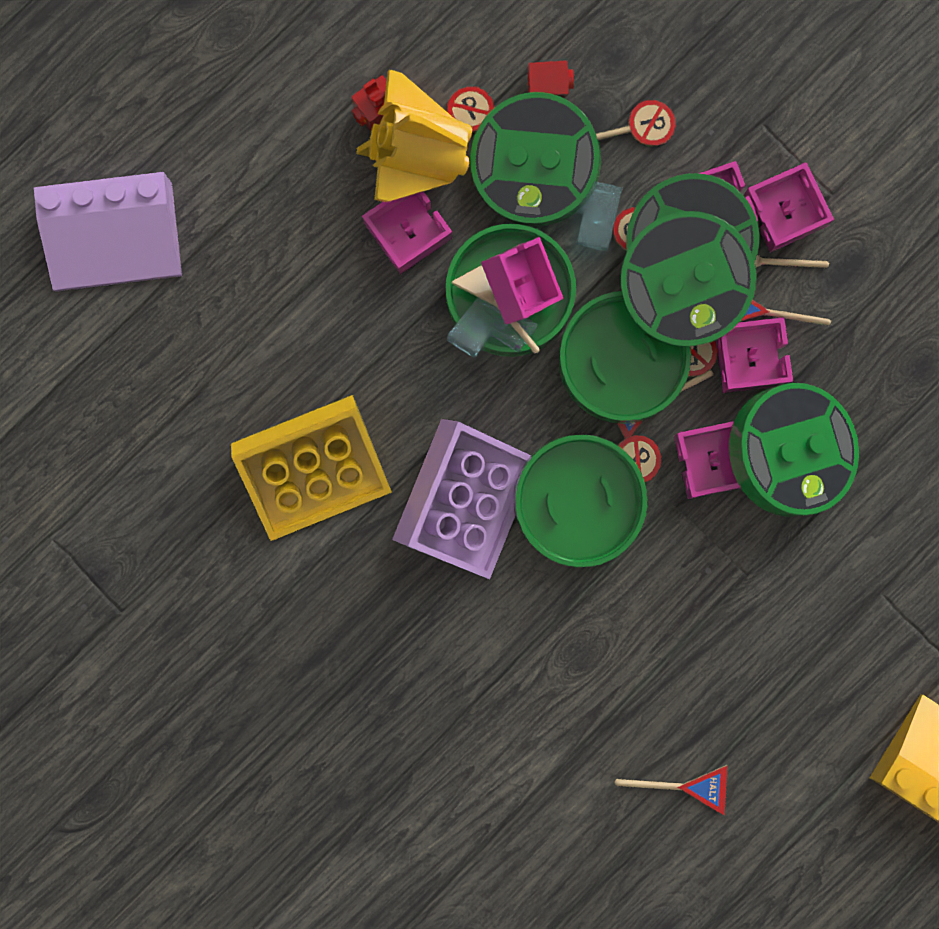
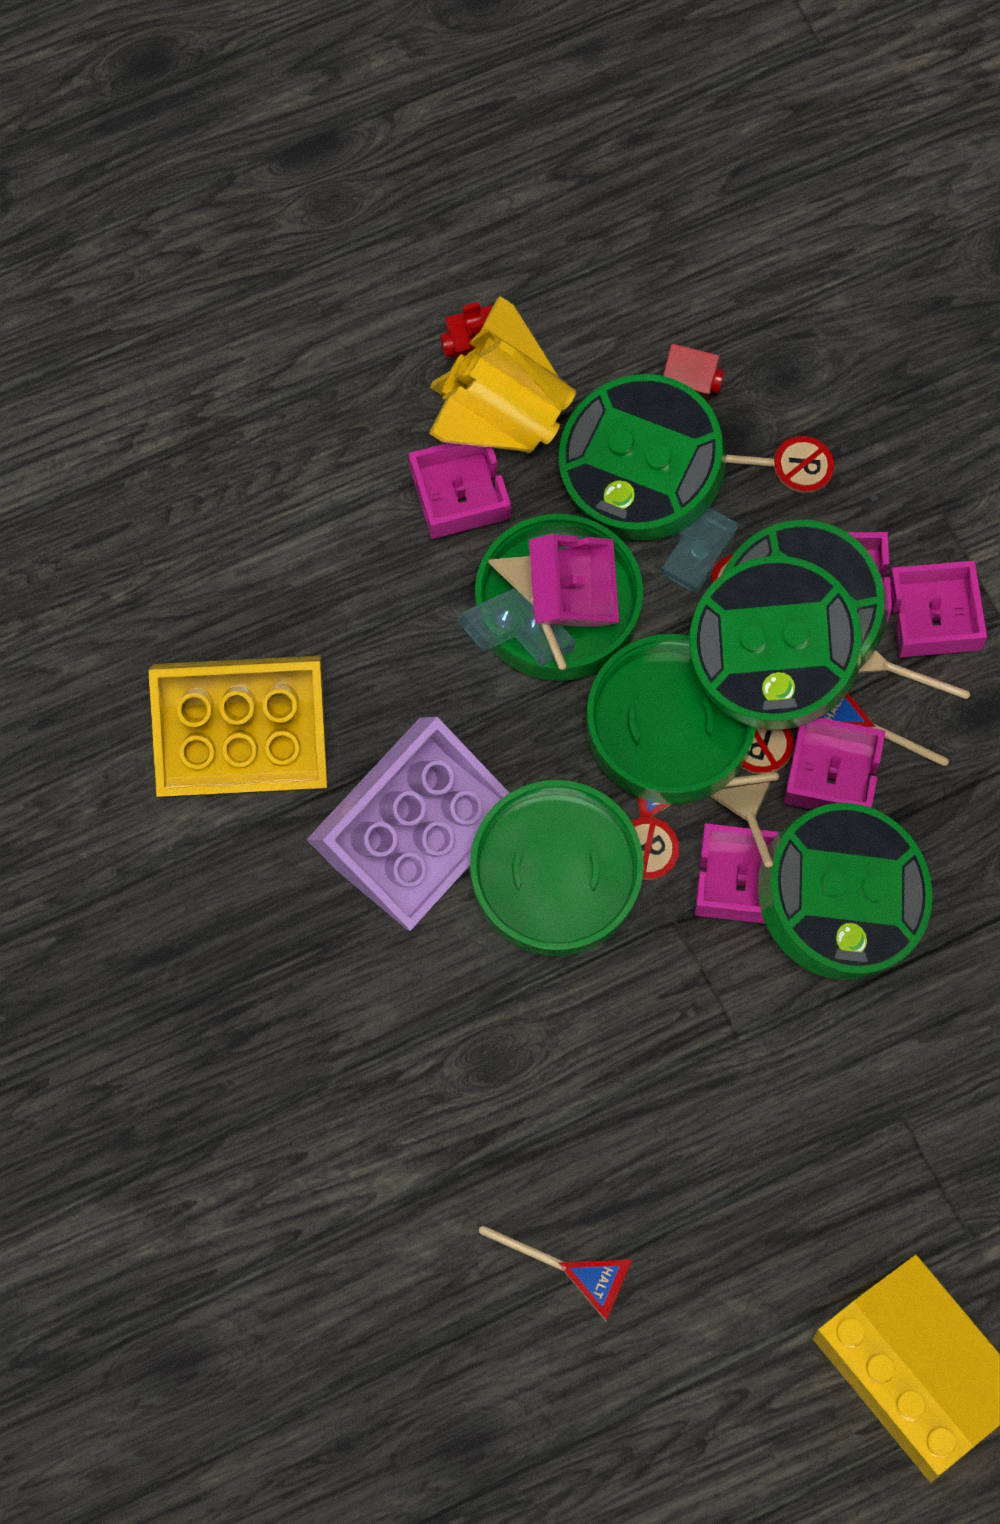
camera: 20 degrees right, 15 degrees down
(108, 231) = (100, 380): lavender slope -> none
(470, 106) = (586, 374): piece -> none
(696, 401) = (746, 803): none -> tan piece

